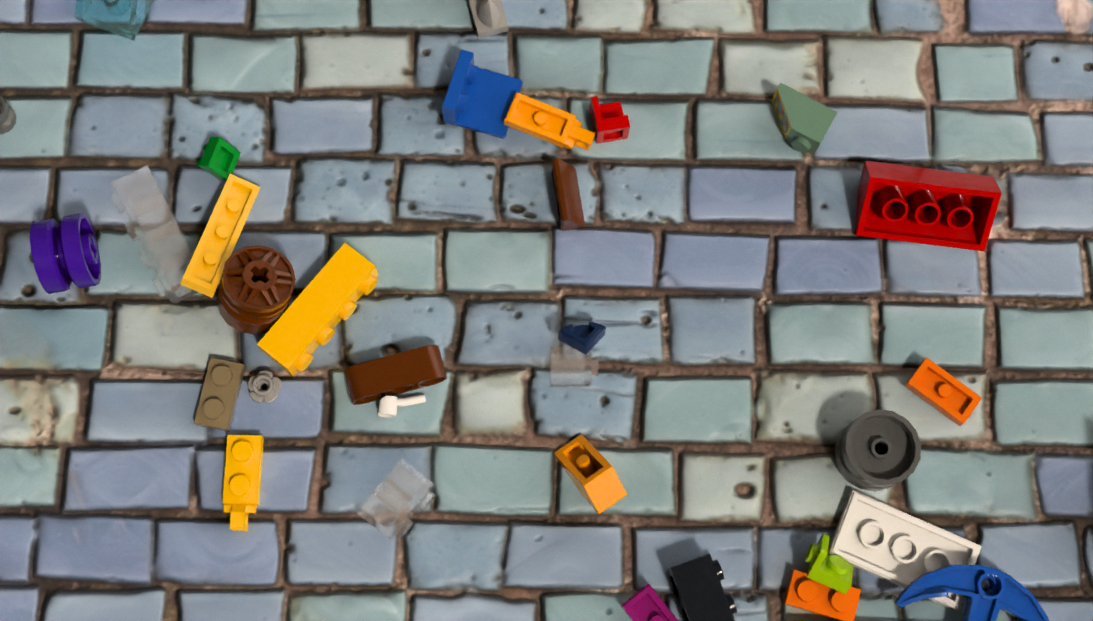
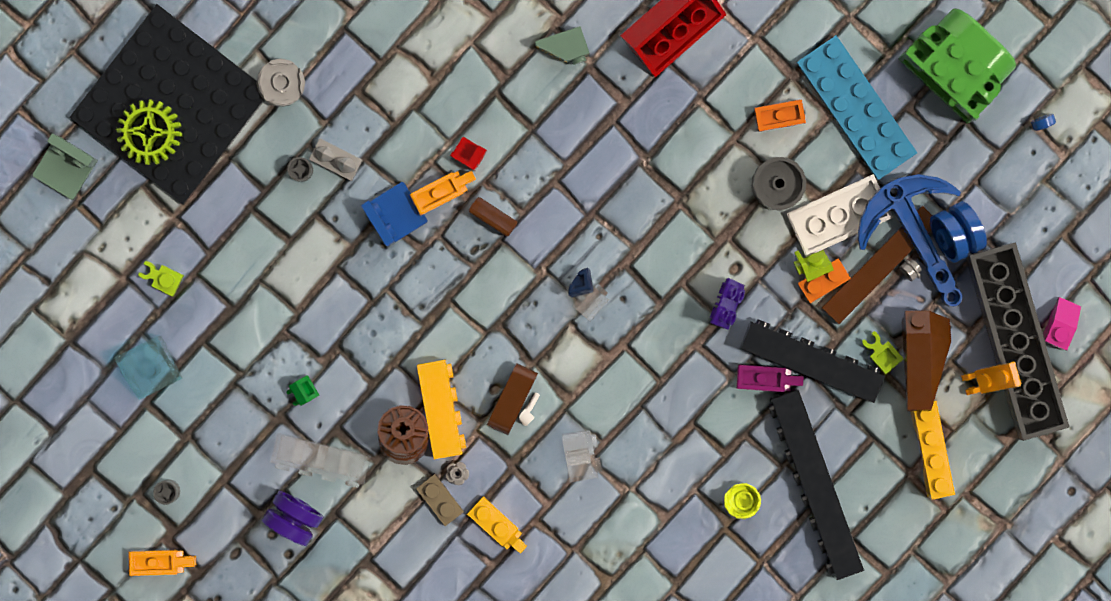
camera: 40 degrees left, 15 degrees up
(220, 236) = (353, 427): yellow plate -> none
(591, 473) = (655, 343): light orange slope -> none
(703, 511) = (732, 294): none -> dark purple hinge
(1027, 467) = (856, 107): none -> dark azure plate

